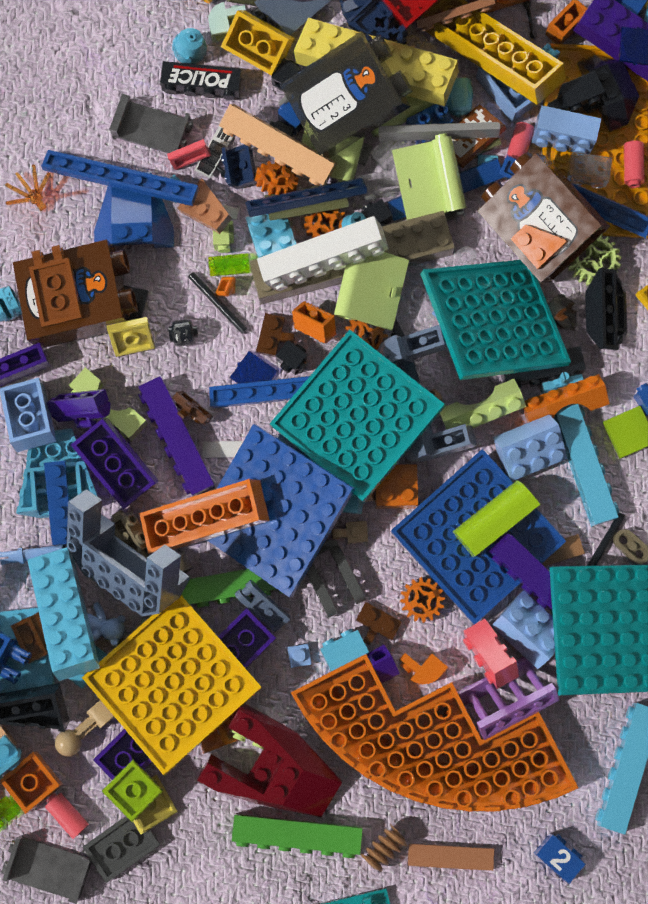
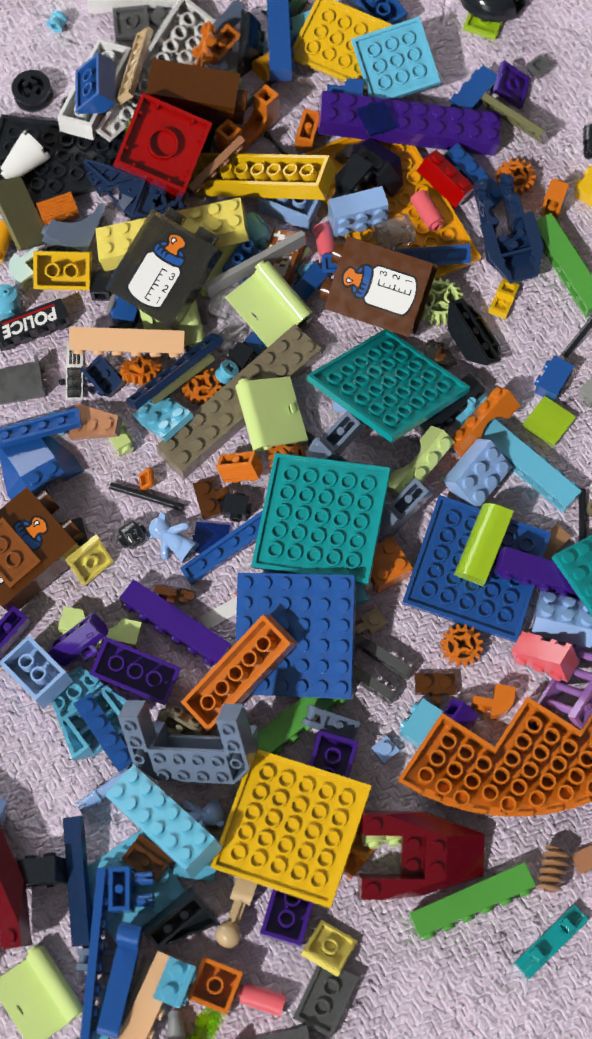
camera: 25 degrees left, 10 degrees down
(132, 790) = (310, 939): lime tile -> none
(189, 154) = (55, 388): coral tile -> none
(217, 356) = (171, 538): none -> light blue piece
(229, 264) = (139, 460): clear neon green hinge -> none
(323, 254) = (218, 403): white brick -> none
(537, 244) = (389, 307): orange wing -> none

